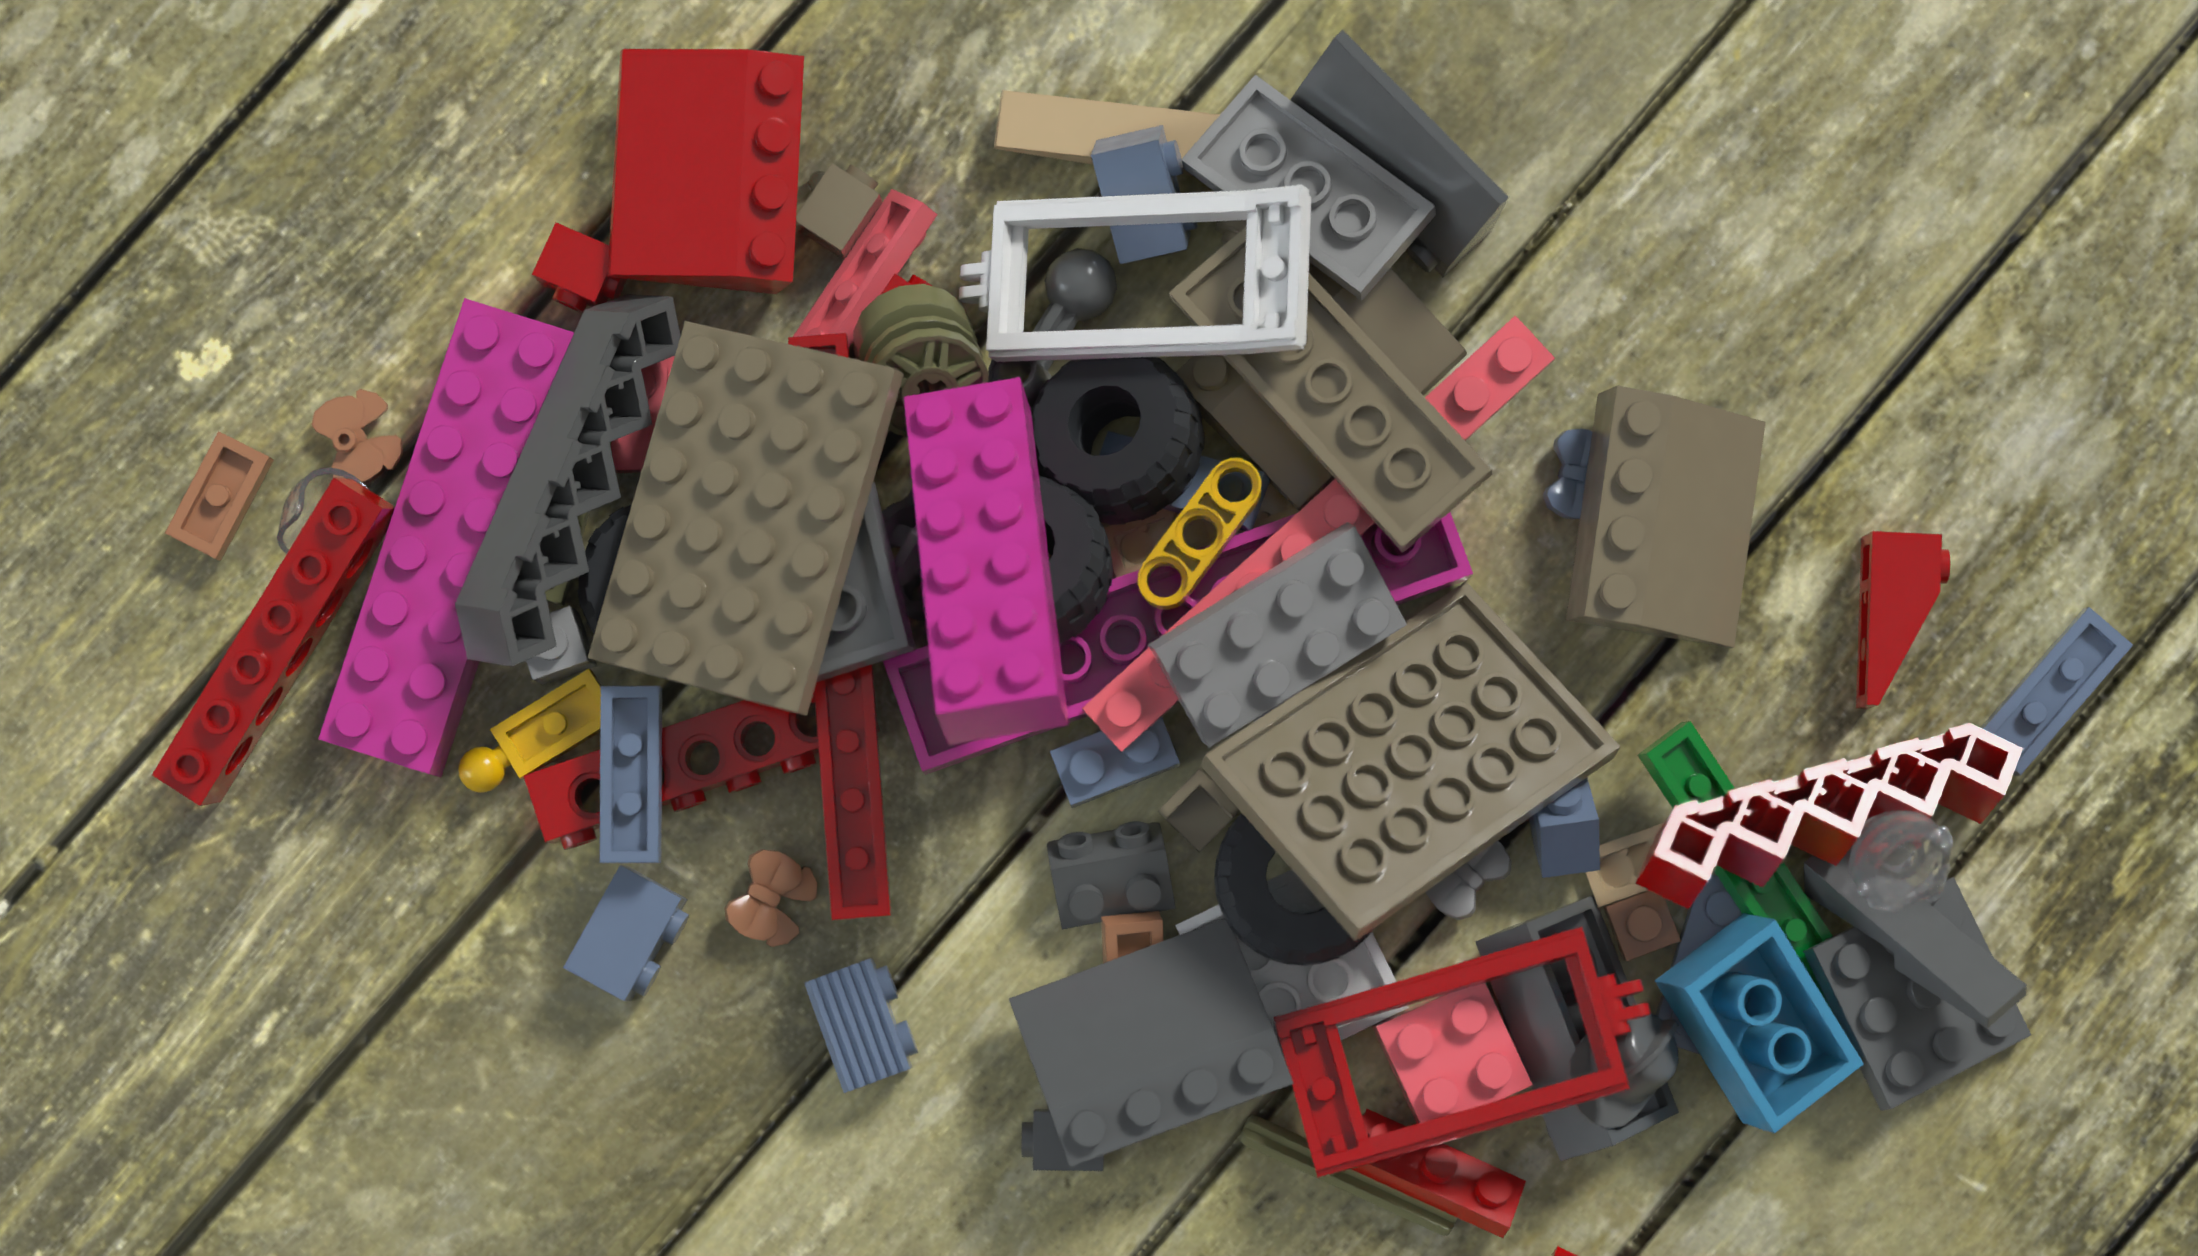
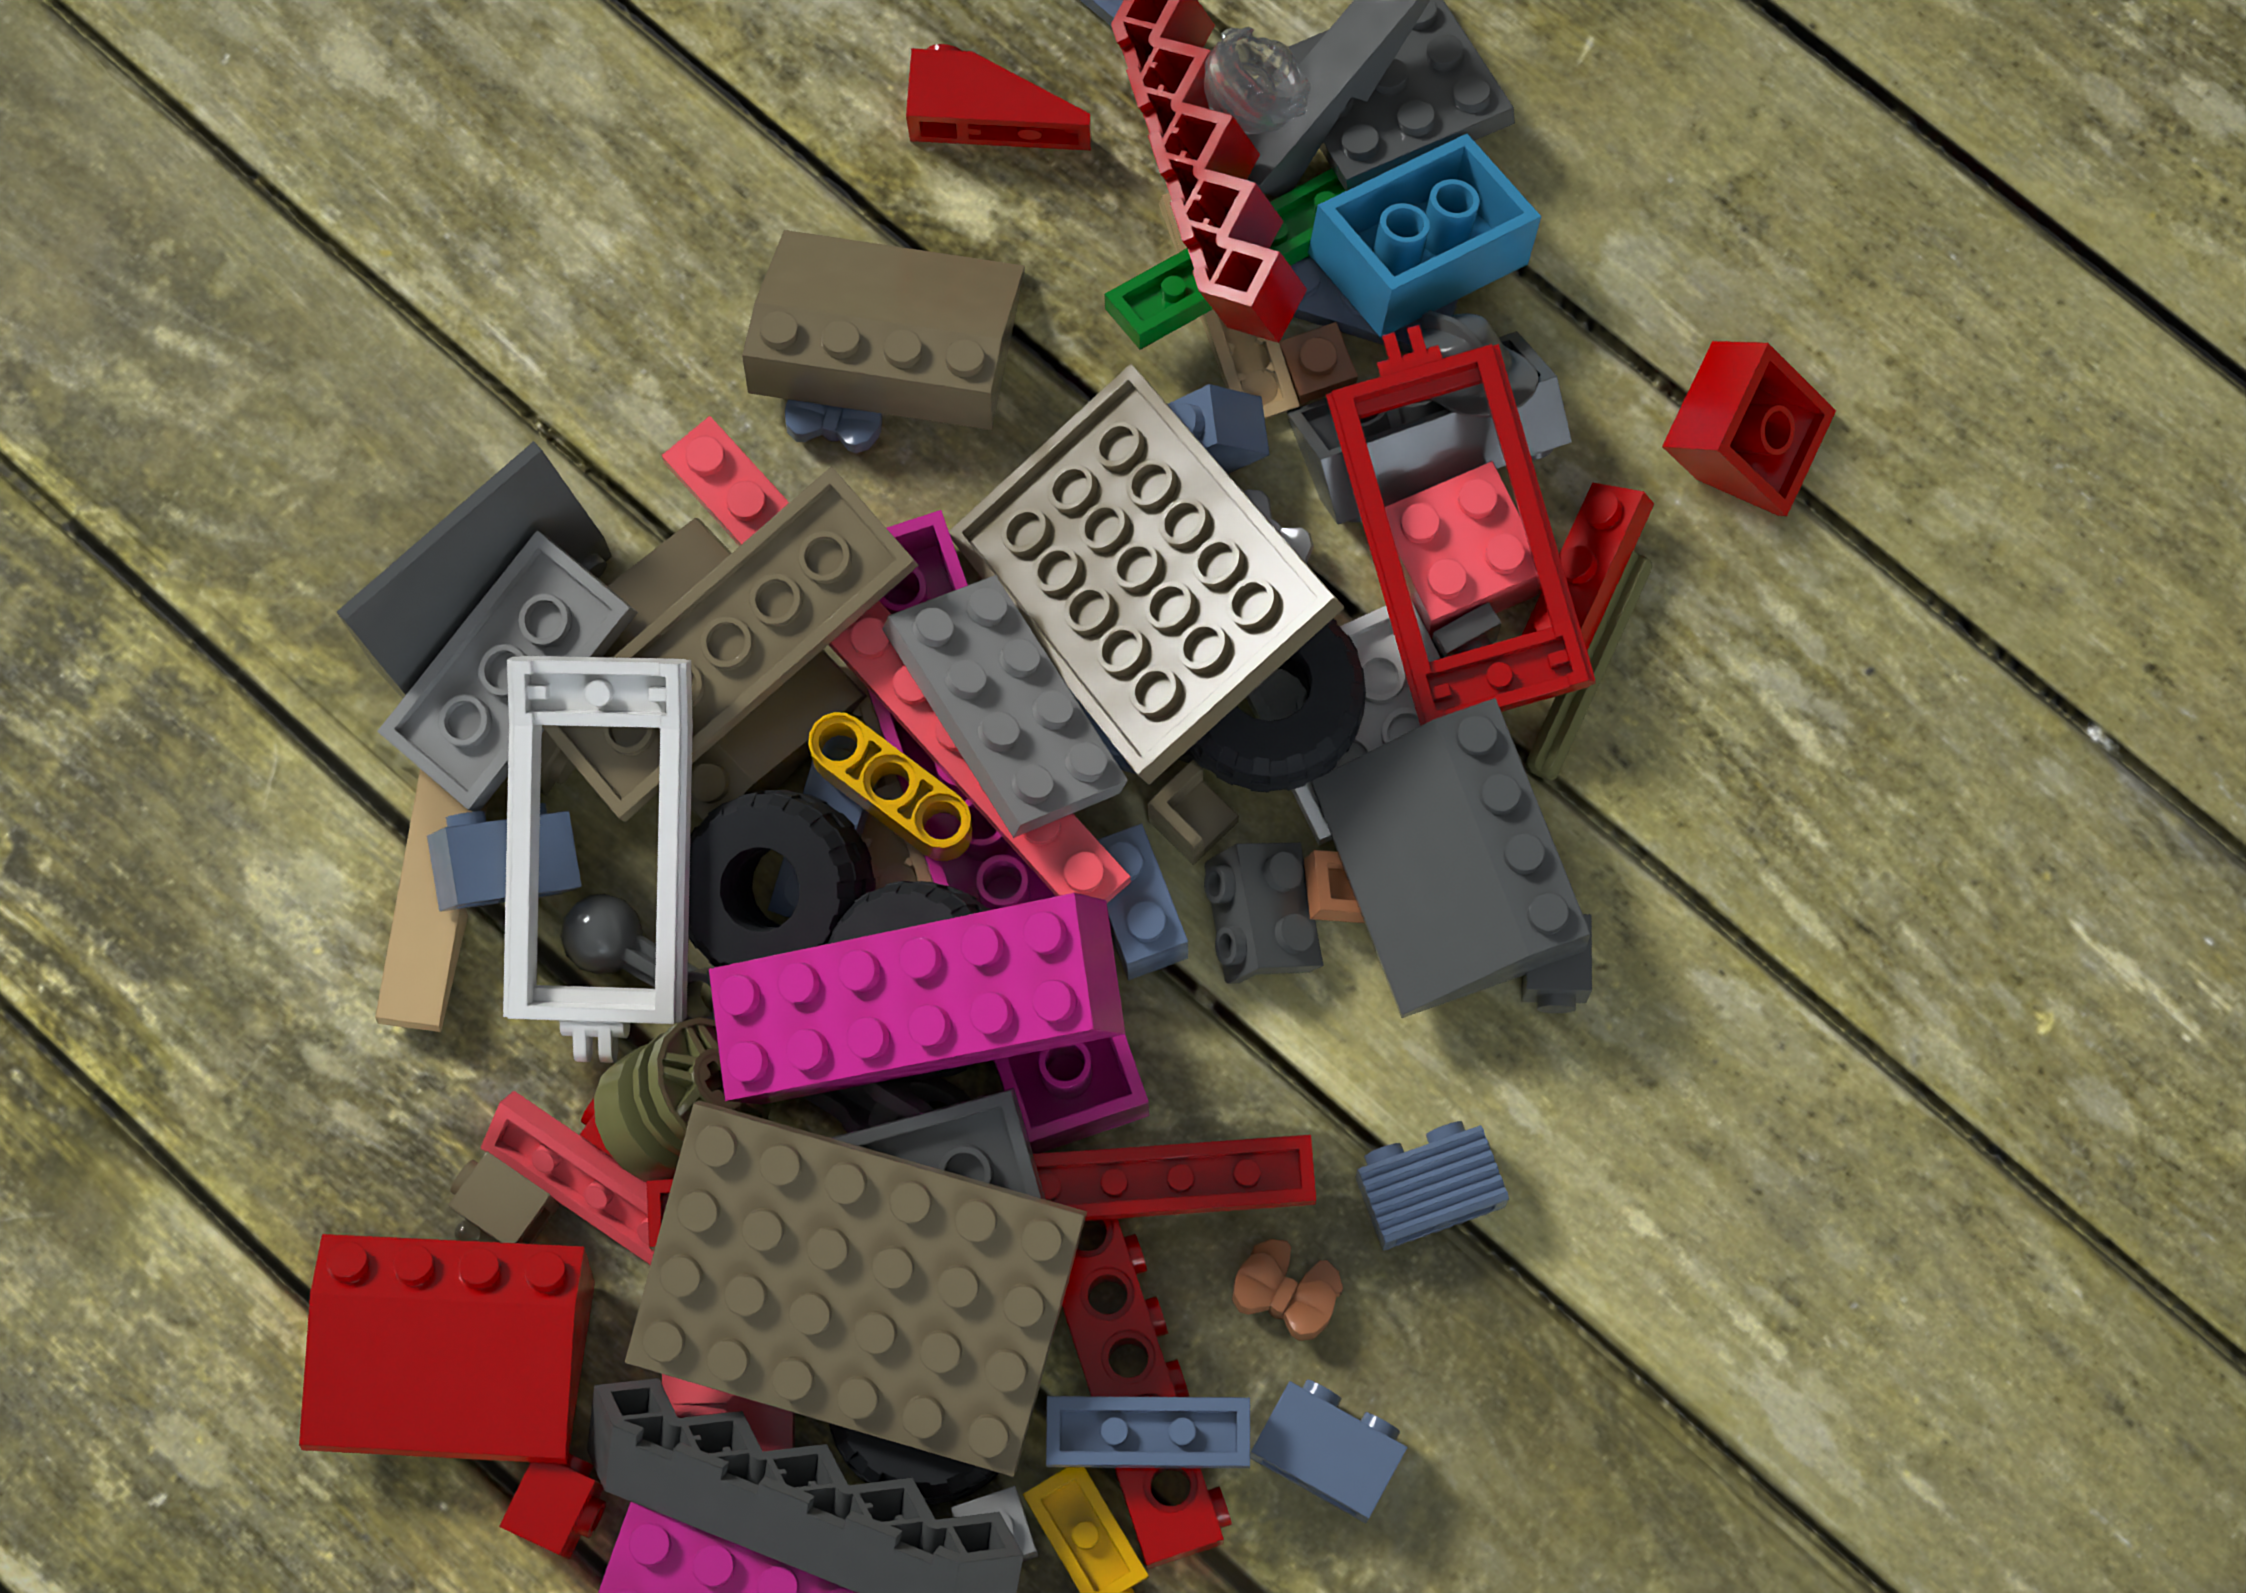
camera: 90 degrees left, 10 degrees down
(1368, 1062) = (1468, 632): none -> dark grey plate

